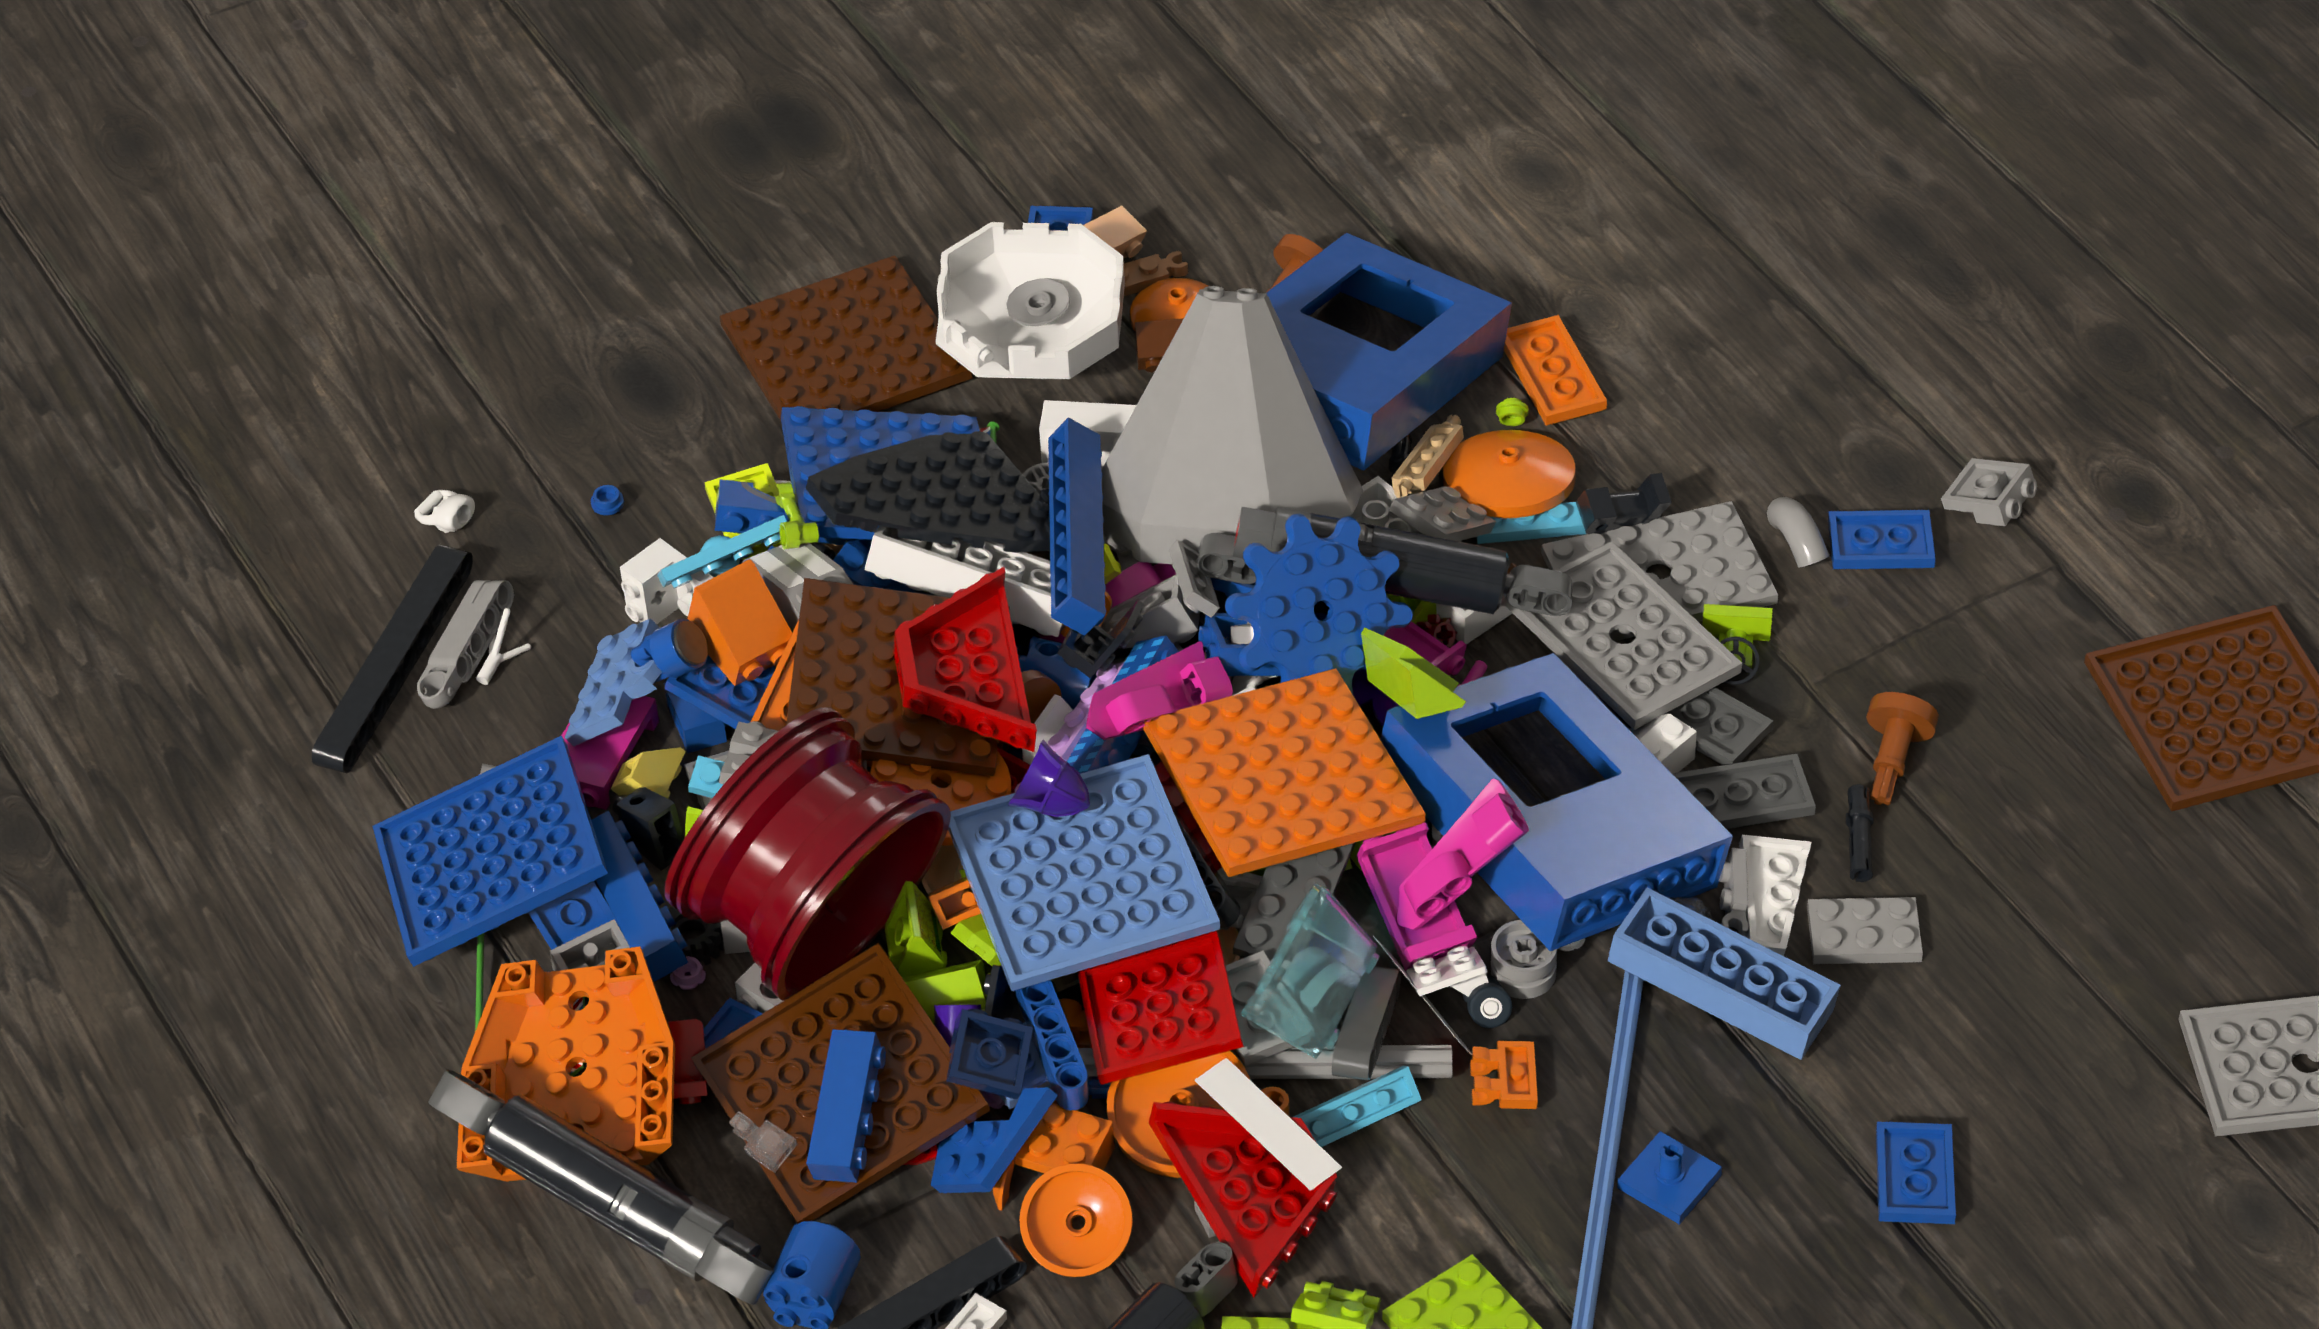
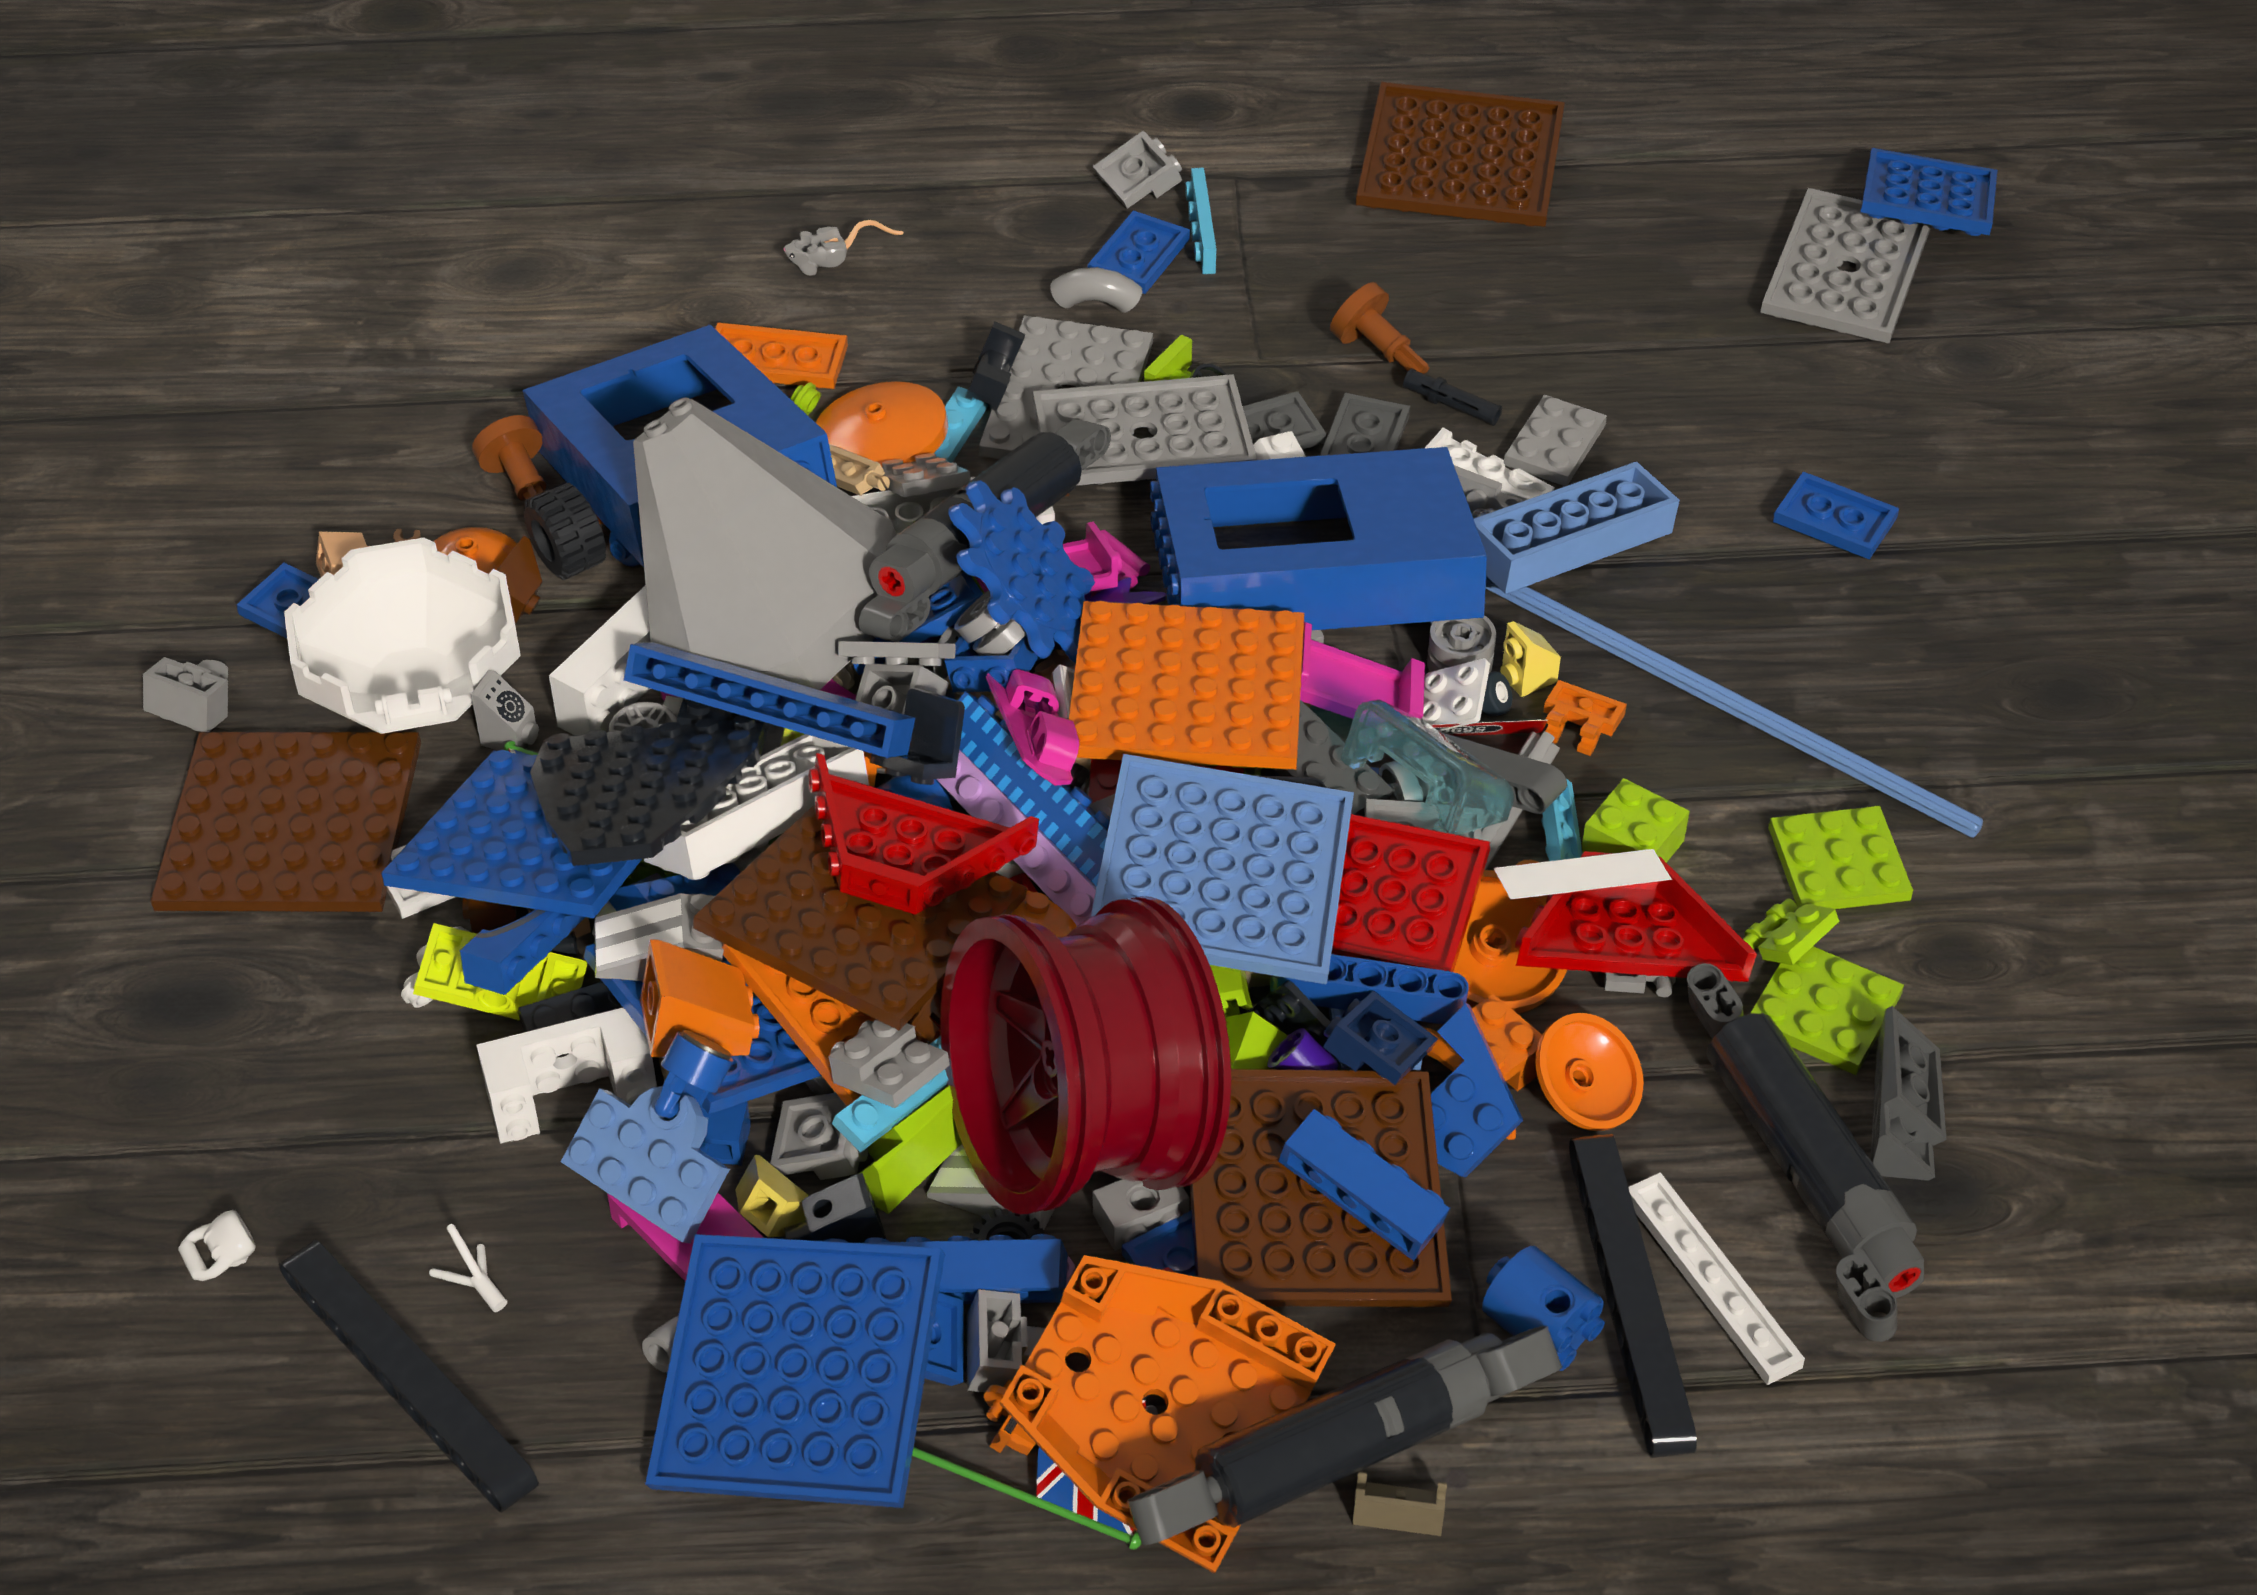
camera: 65 degrees left, 0 degrees up
(464, 641) = (442, 1297): light grey piece -> none
(590, 1263) = (1399, 1507): none -> dark tan hinge
(607, 500) = (331, 1096): blue plate -> none
(721, 554) = (553, 1000): medium azure plate -> none
(765, 1144) = (1351, 1276): clear plate -> none
(796, 530) = (597, 914): lime brick -> none
(922, 228) = (187, 692): none -> light grey brick
(1013, 402) = (502, 714): none -> light grey slope
(1038, 302) = (388, 641): light grey dish -> none
(1051, 786) = (1123, 832): dark purple helmet -> none
(1381, 1160) = (1634, 822): none -> lime brick
(1408, 677) = (1147, 550): lime slope -> none
(1469, 845) = (1372, 604): dark pink panel -> none
(1537, 1007) = (1528, 660): none -> light yellow slope
(1669, 1177) = (1751, 662): blue tile -> none
(1708, 335) = (826, 247): none -> light grey animal
(1959, 563) = (1201, 219): none -> medium azure plate

